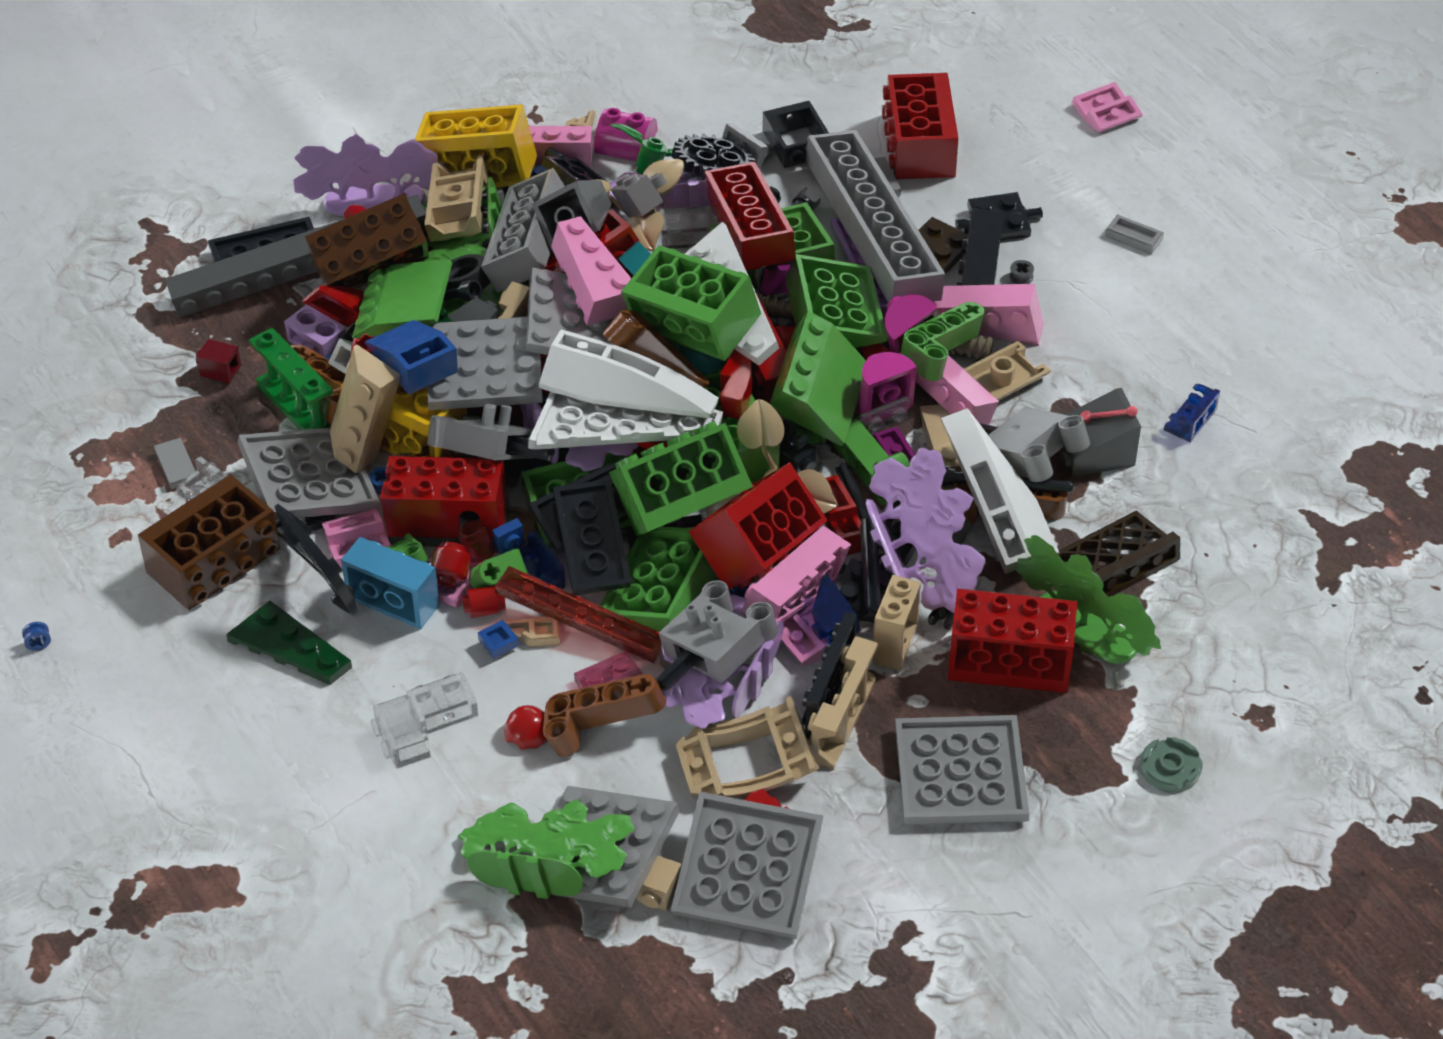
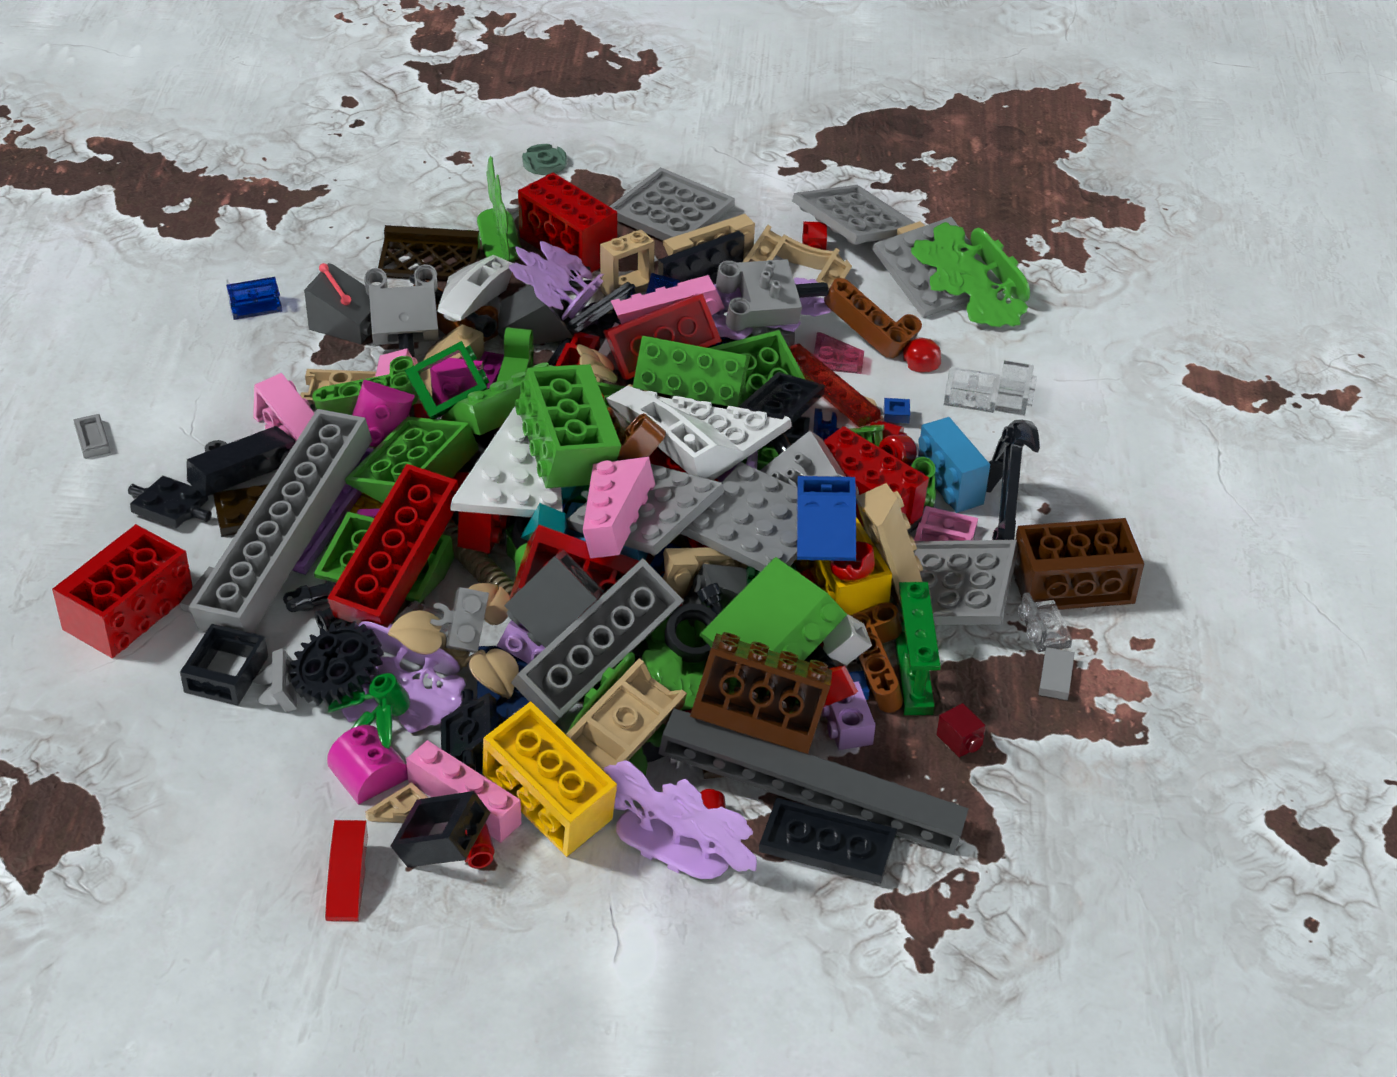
camera: 145 degrees left, 5 degrees down
(36, 636) = (1258, 578): blue bush -> none
(289, 642) = (1054, 491): dark green wing -> none
(537, 100) = (462, 813): none -> black window
(567, 74) = (346, 870): none -> red slope
(868, 340) = (468, 356): none -> green window

